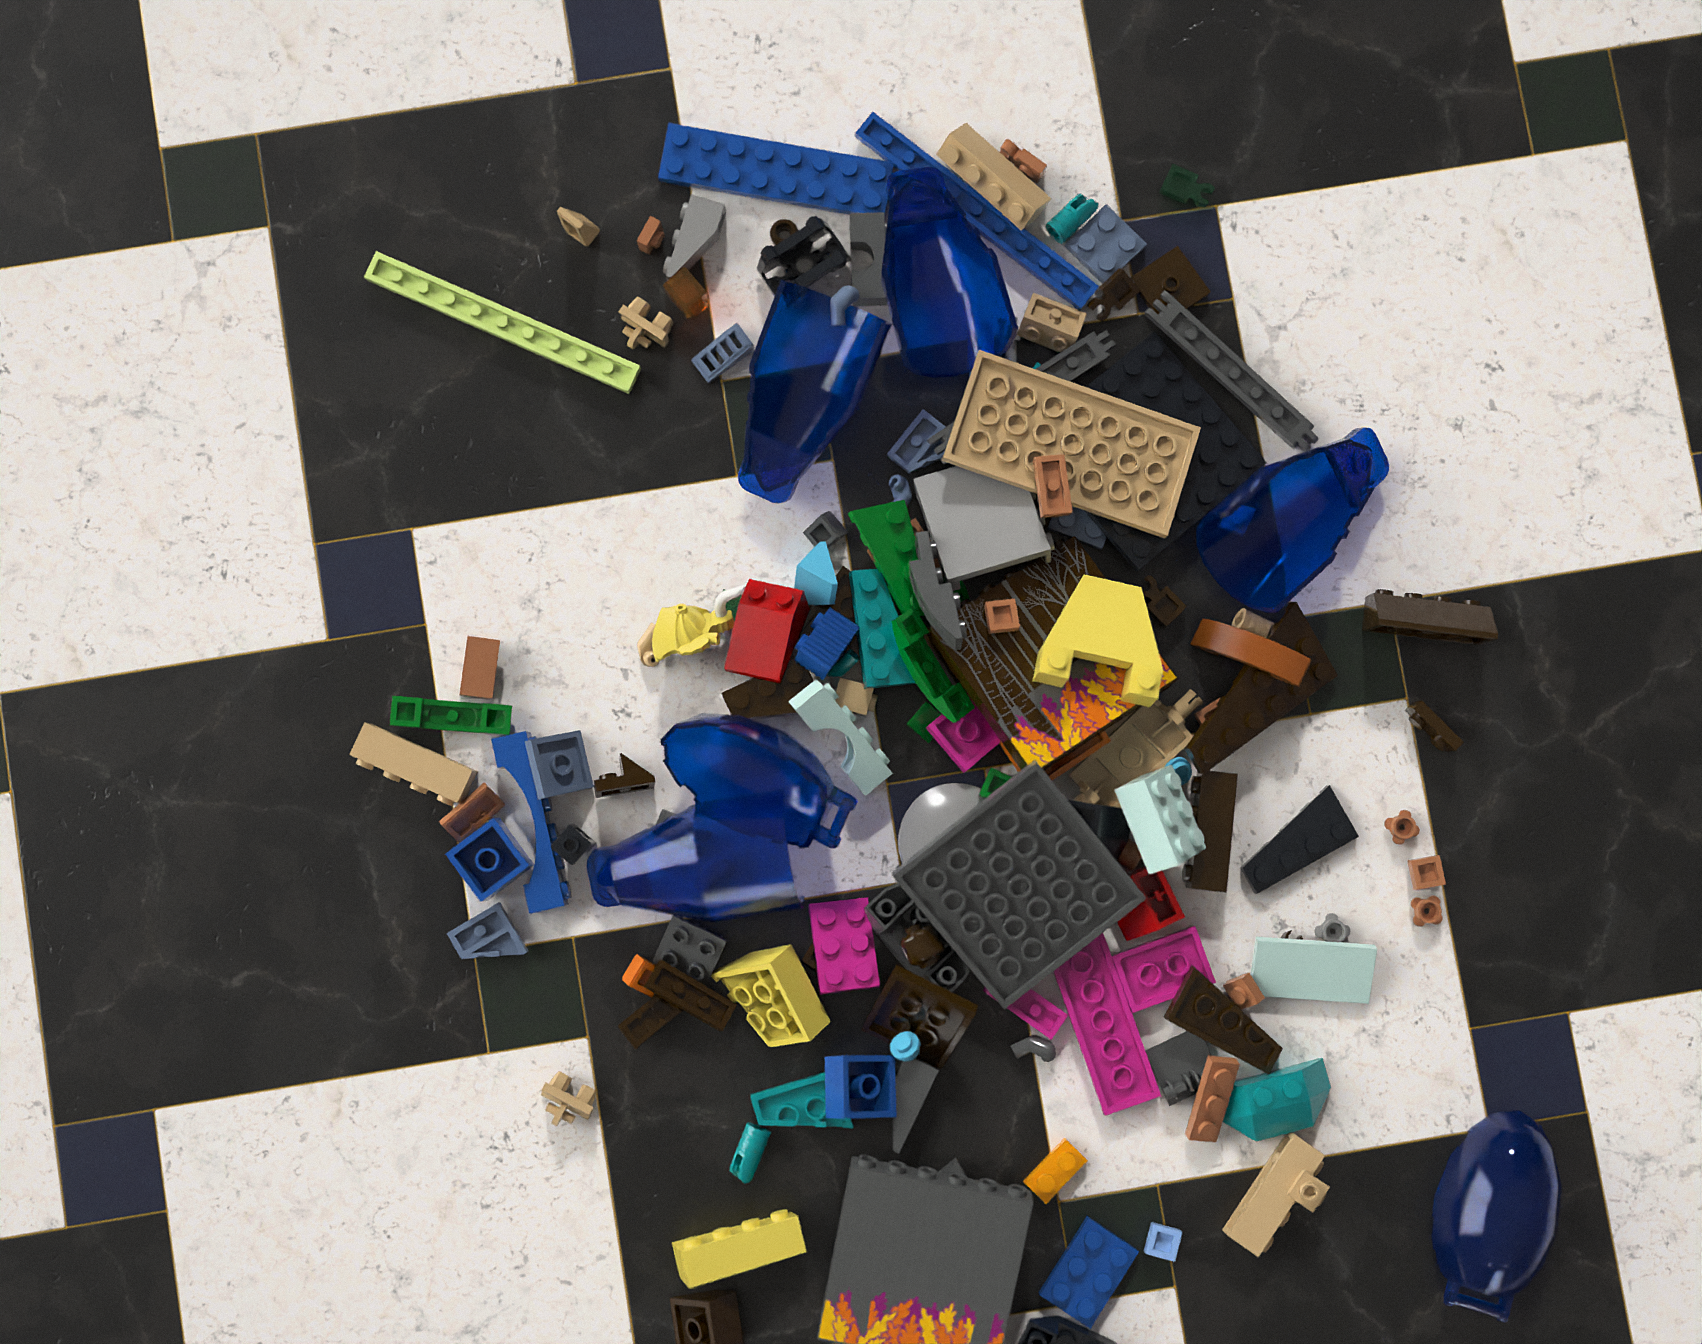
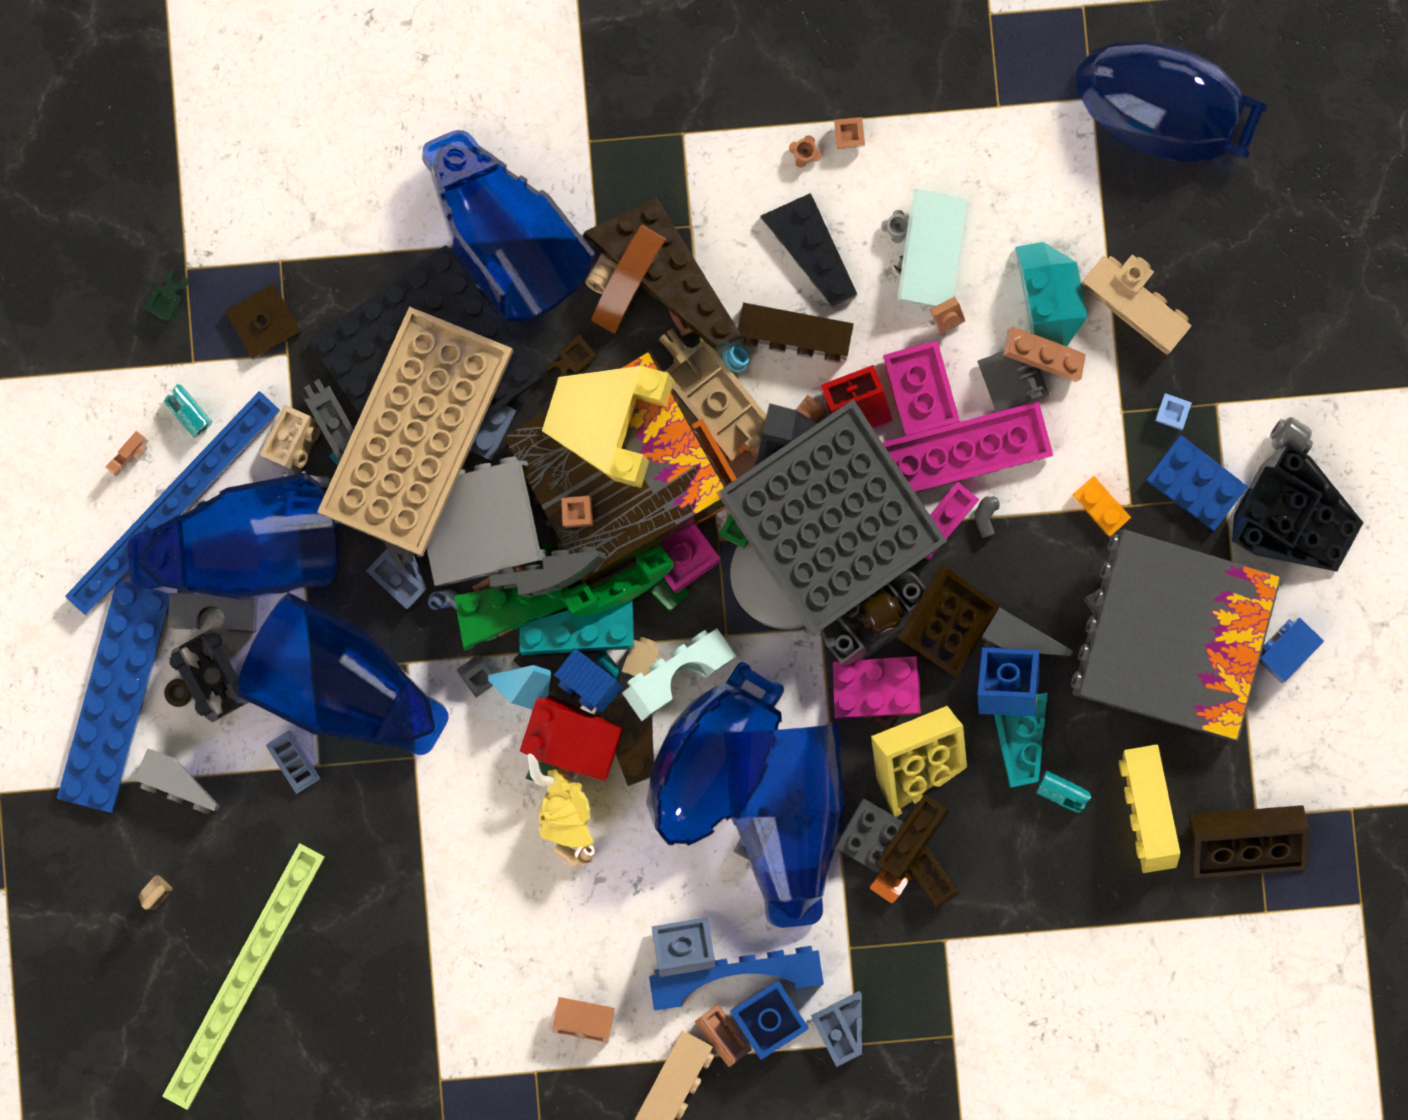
camera: 80 degrees left, 0 degrees up
(451, 715) = (627, 1049): green slope -> none
(557, 1093) = (1003, 966): tan hips -> none
(572, 844) = (761, 939): black bracket -> none
(633, 779) = (702, 878): dark brown slope -> none
(635, 316) = (249, 845): tan hips -> none
(651, 235) = (170, 823): nougat plate -> none
(686, 293) = (231, 792): clear orange brick -> none
(841, 302) = (257, 641): sand blue arm -> none
(905, 1046) = (974, 636): medium azure plate -> none
(993, 176) = (141, 483): tan brick -> none
(1052, 486) = (457, 453): nougat plate -> none
(1105, 244) = (217, 380): sand blue plate -> none
(1116, 293) = (266, 373): dark brown plate -> none
(1160, 819) = (780, 379): light aqua brick -> none
(1216, 1019) = (971, 343): dark brown wing -> none
(1232, 372) = (355, 270): dark grey hinge -> none
(1428, 618) = (609, 107): dark brown slope -> none
(1434, 915) = (889, 129): nougat plate -> none
(1441, 735) = (721, 106): dark brown plate -> none

